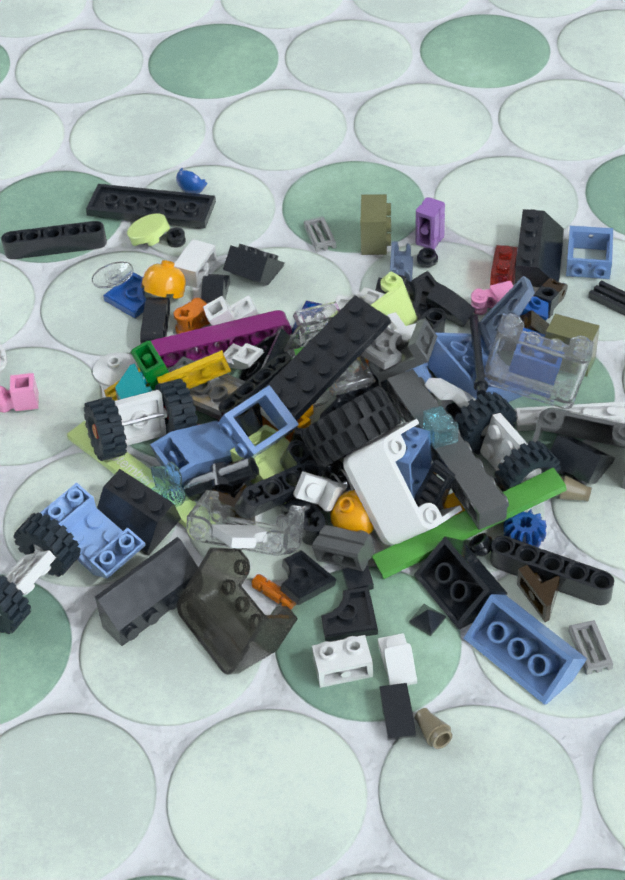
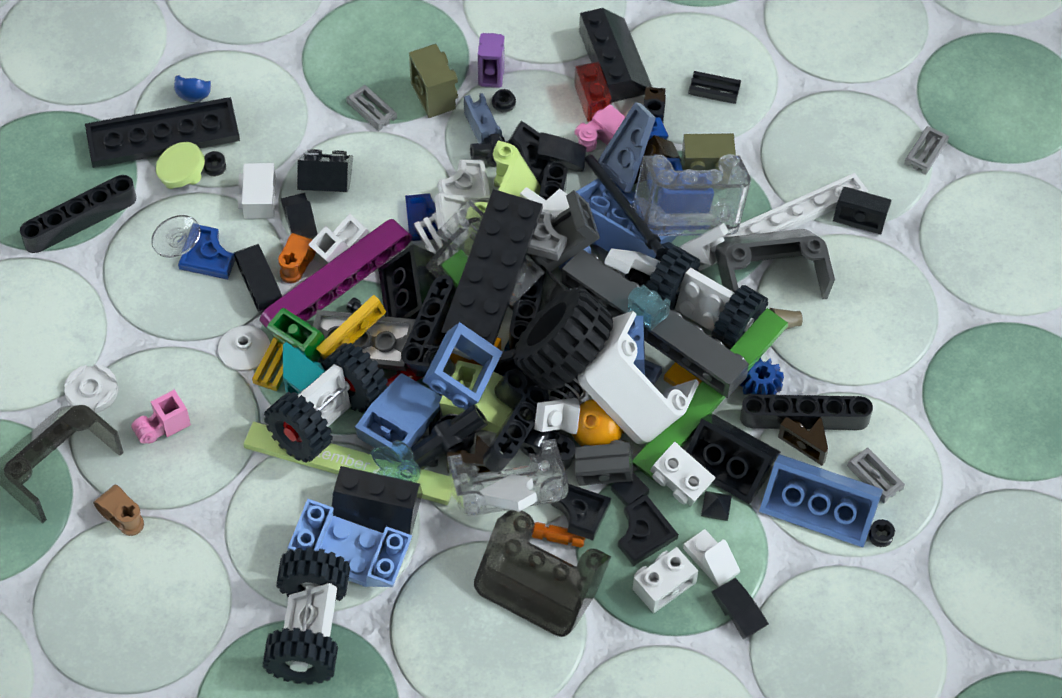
camera: 30 degrees left, 10 degrees up
(146, 592) = (445, 586): black slope -> none
(164, 280) = (243, 226): light orange cylinder -> none
(242, 357) = (385, 287): white slope -> none
(406, 580) = (681, 474): none -> white brick
(433, 488) = (665, 371): black slope -> none
(435, 730) = (781, 611): dark tan cone -> none
(480, 544) = (729, 410): black plate -> none
(526, 405) = (699, 245): none -> white slope
(572, 692) = (881, 525): none -> black bush
(580, 459) = (777, 283): black slope -> none
(601, 240) = (672, 20): medium blue window -> none

